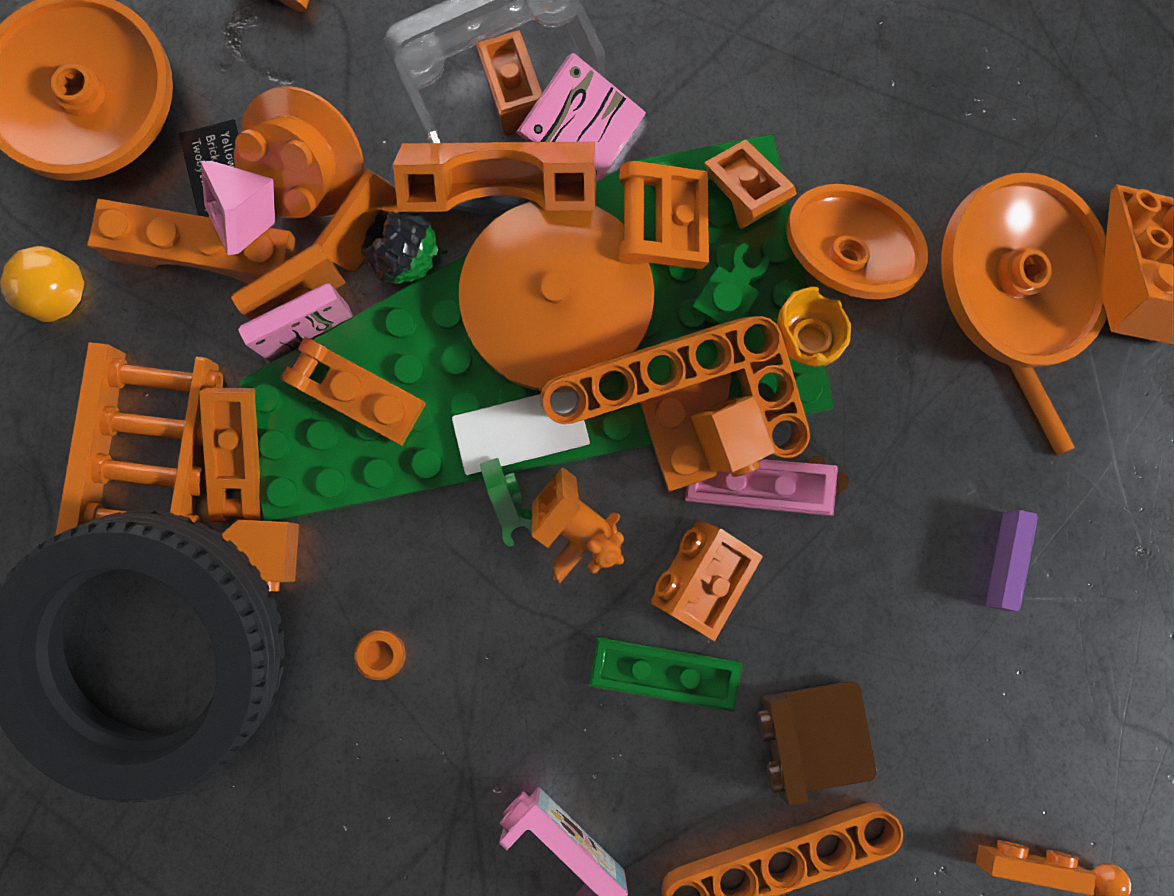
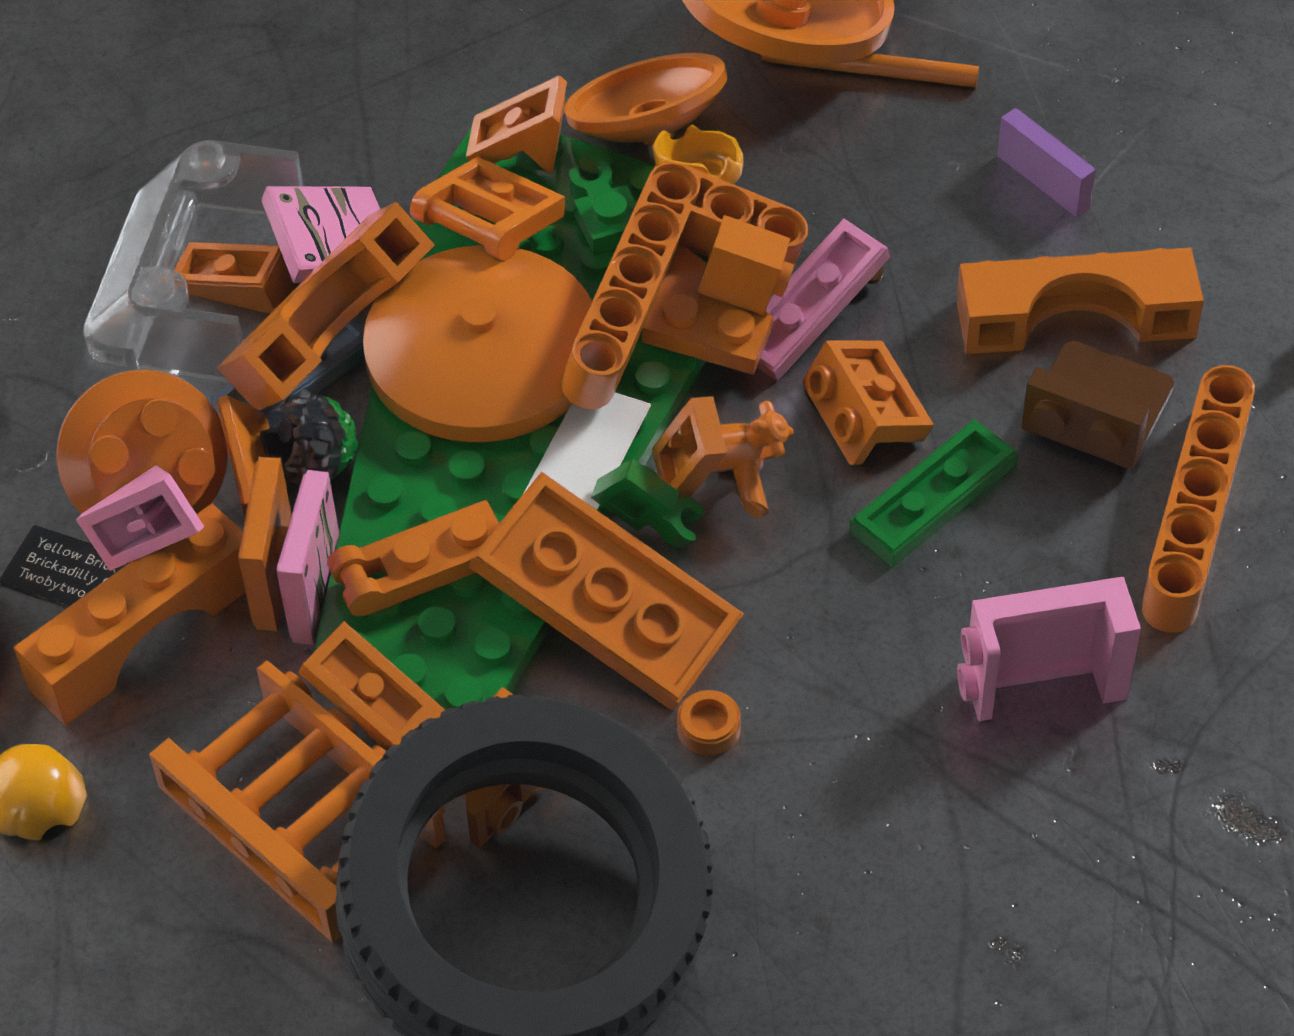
camera: 50 degrees left, 30 degrees down
(415, 526) = (606, 591): none -> orange tile
(938, 713) = (1145, 291): none -> orange arch

